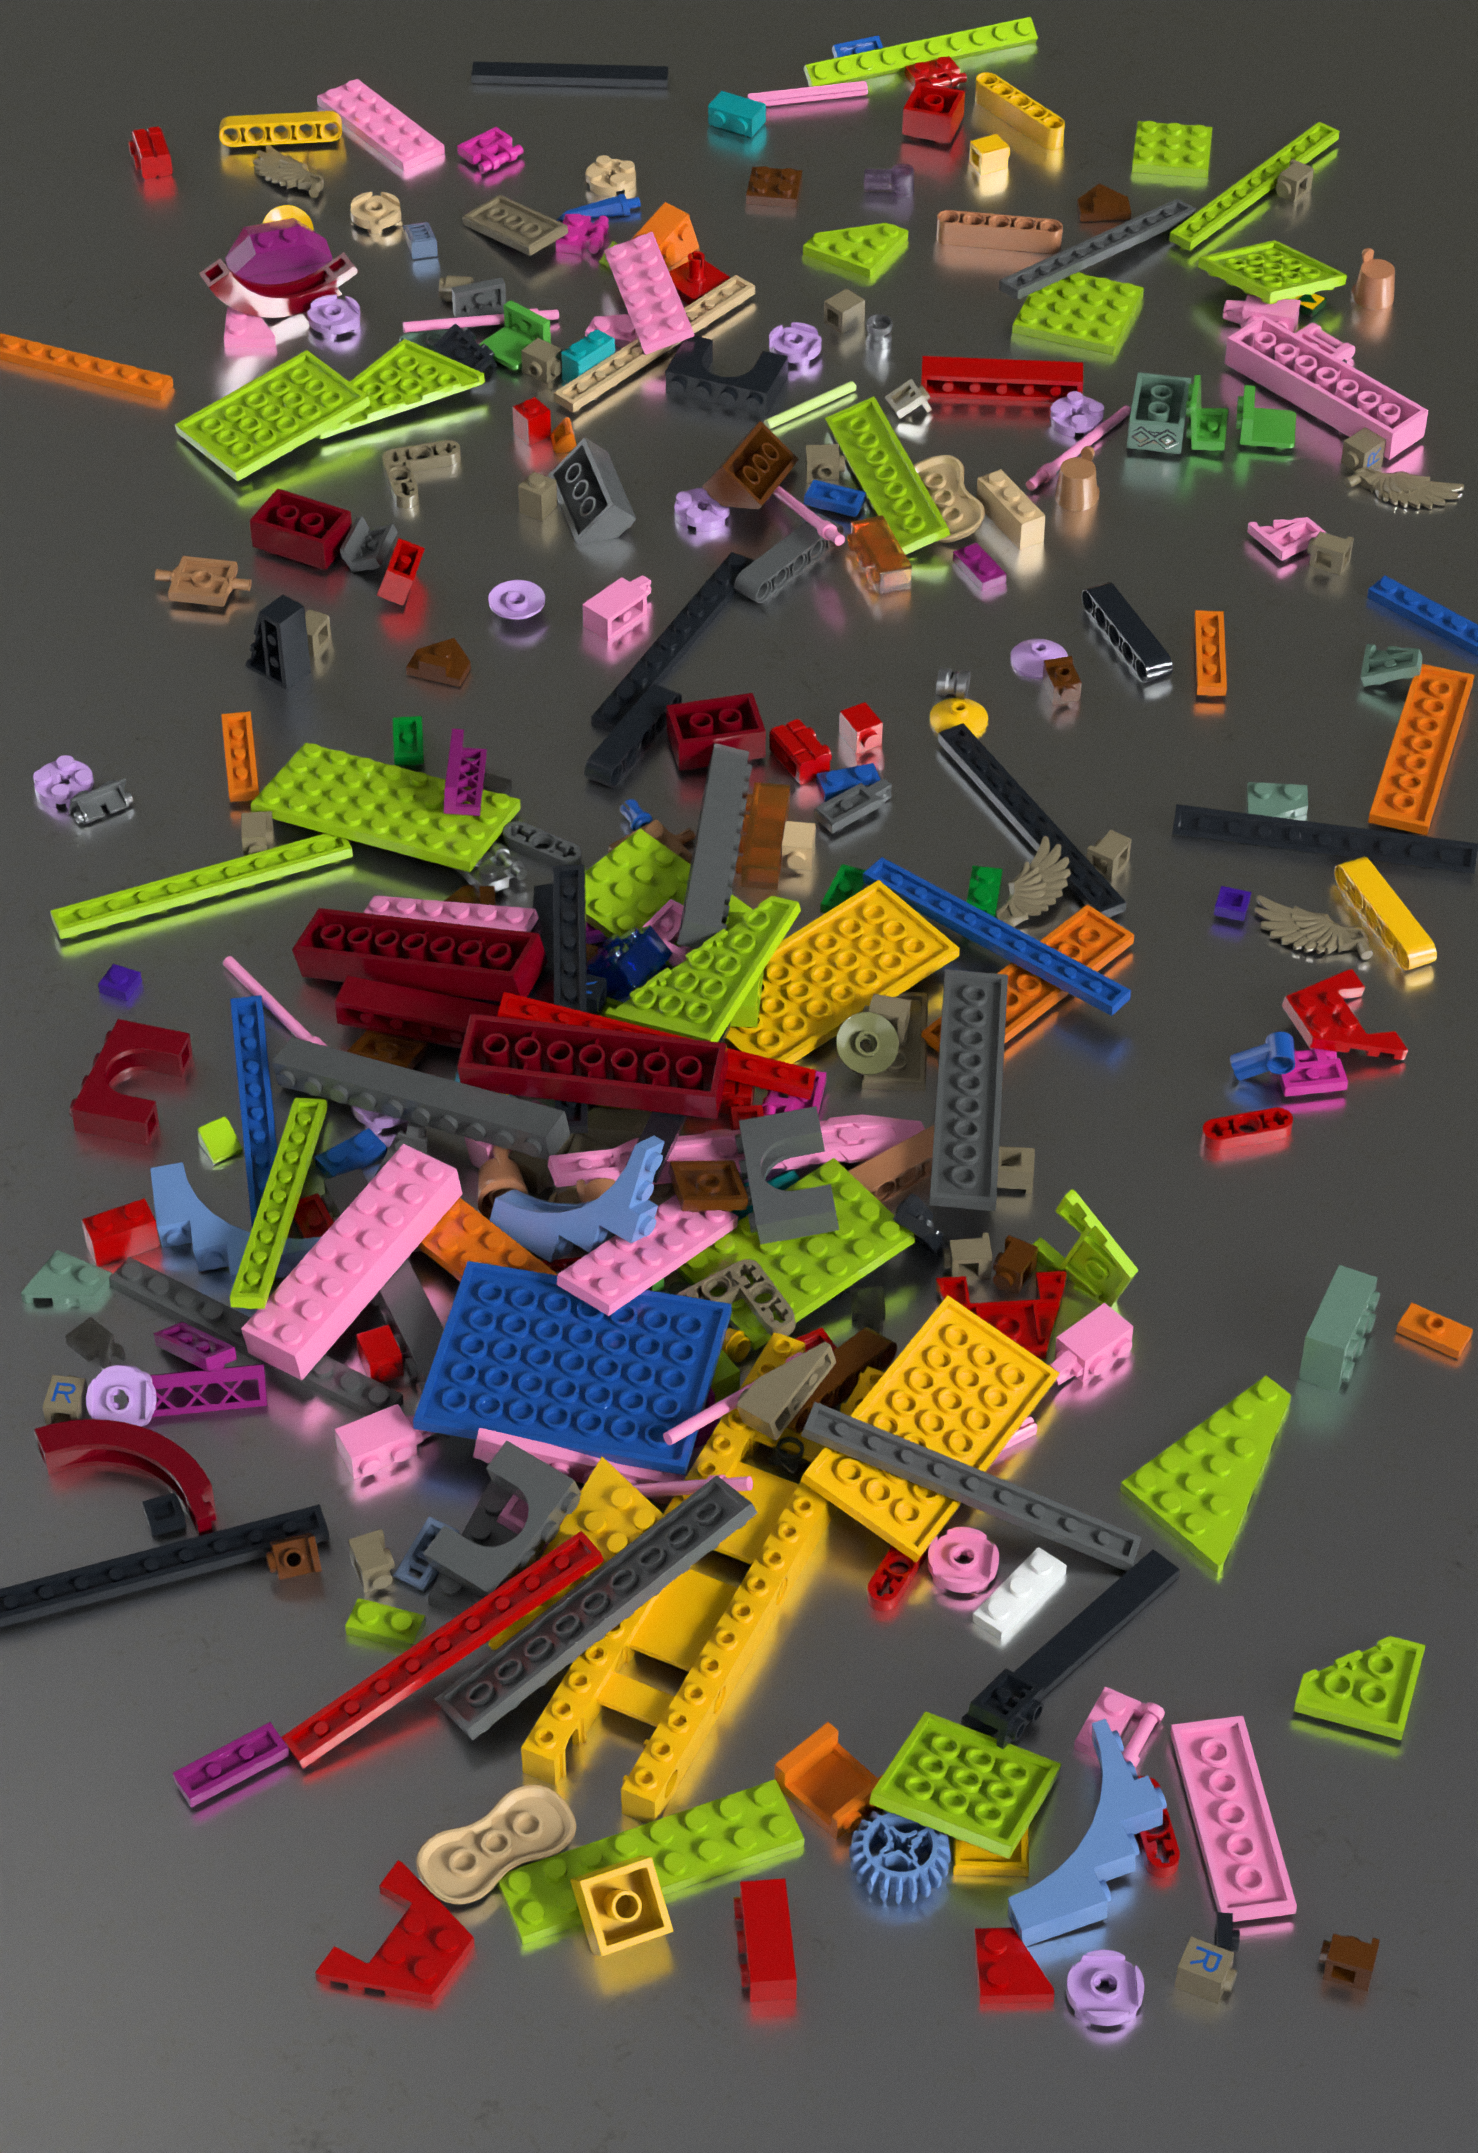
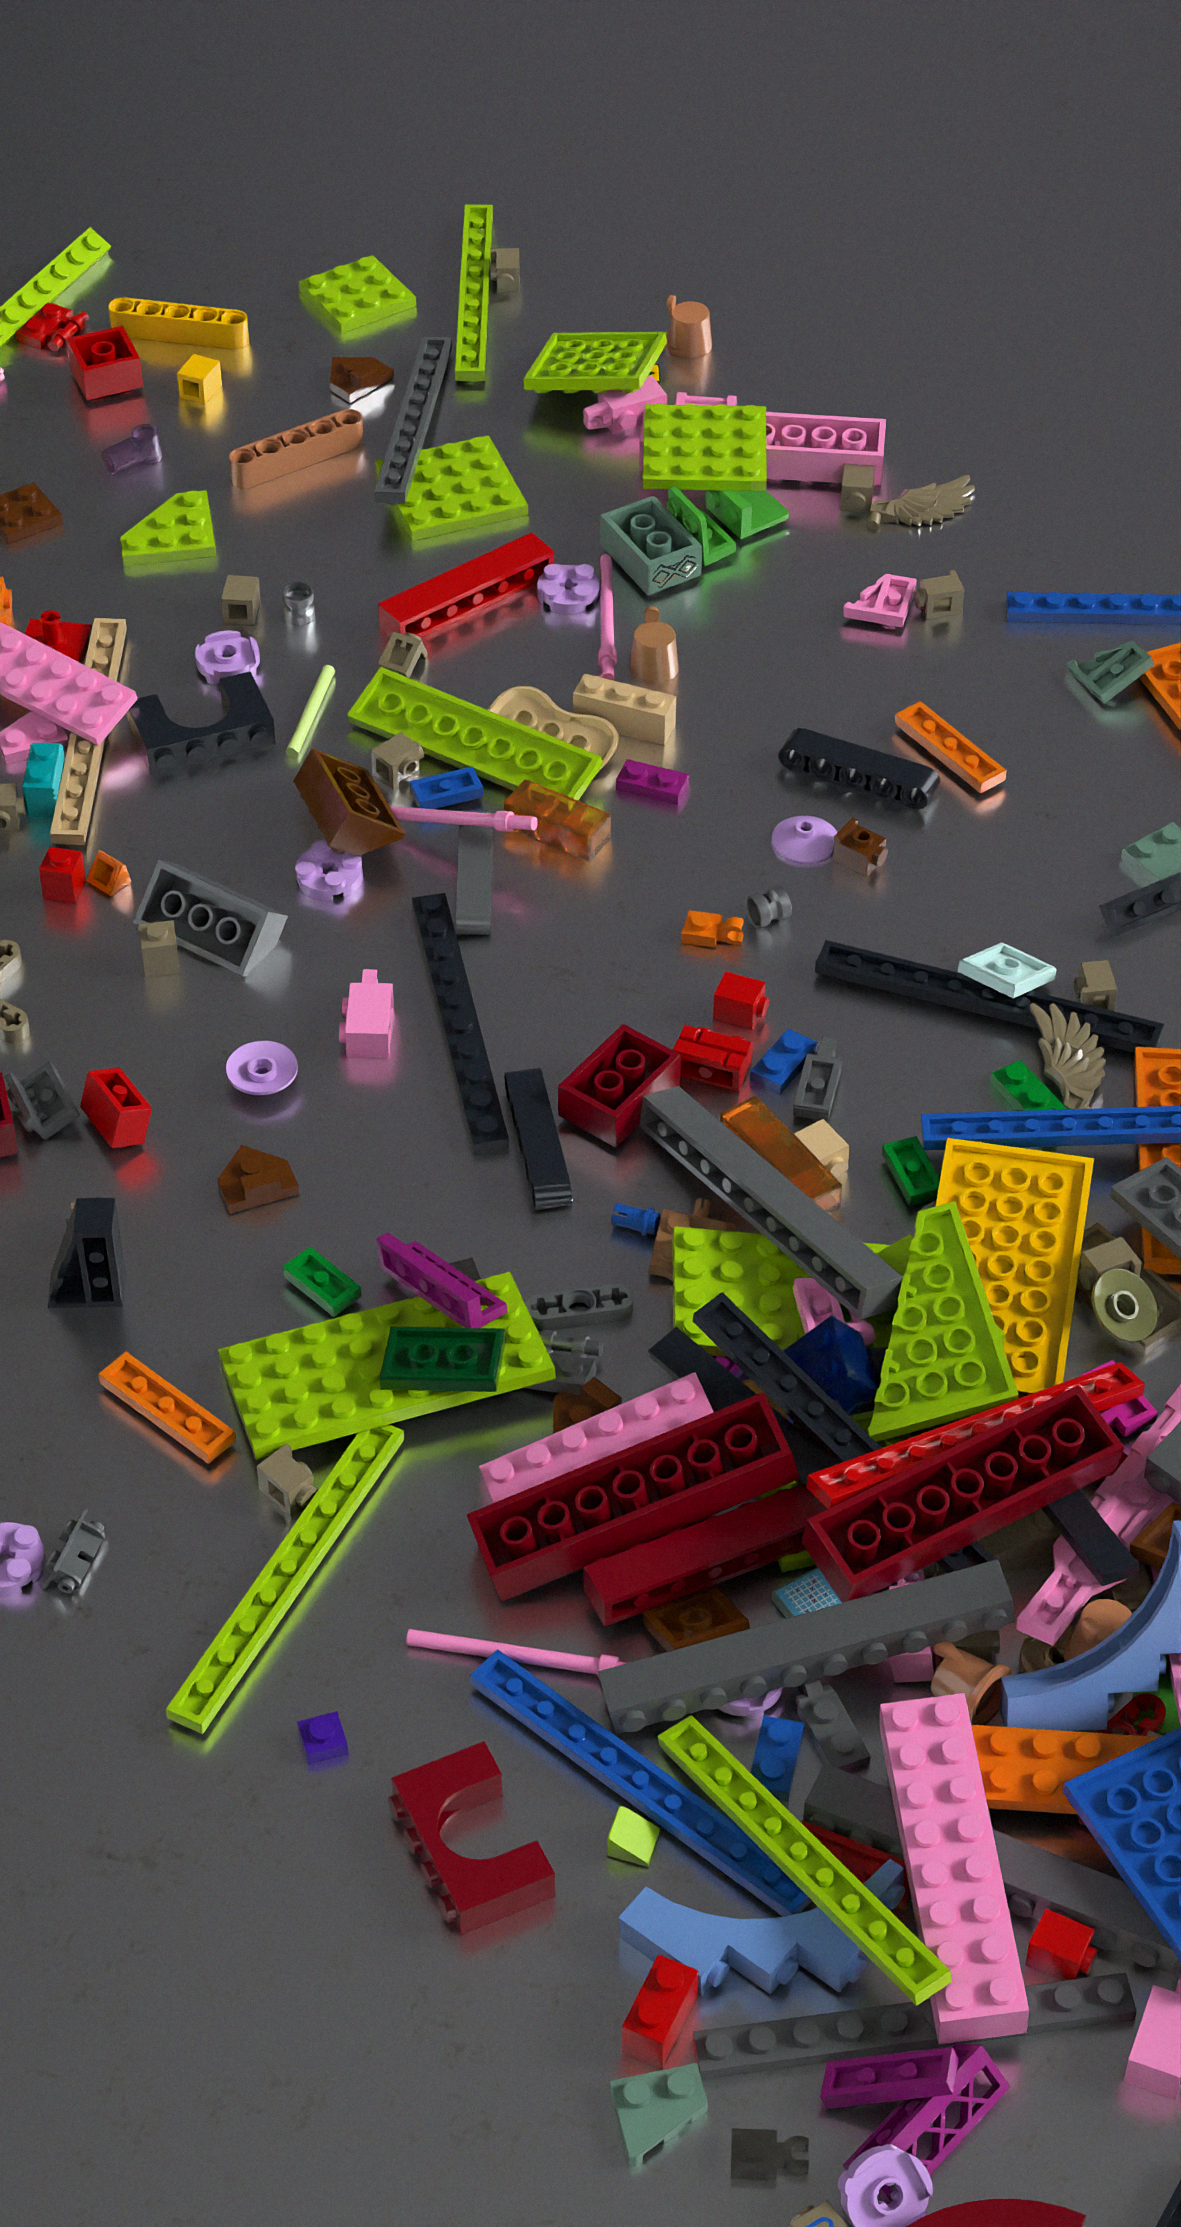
camera: 40 degrees left, 0 degrees up
(408, 817) = (443, 1359): none -> dark green tile
(901, 675) = (708, 928): none -> orange plate
(958, 711) = (800, 938): yellow dish -> none
(1061, 809) = (1007, 970): none -> light aqua tile
(1265, 363) = (705, 447): none -> lime plate

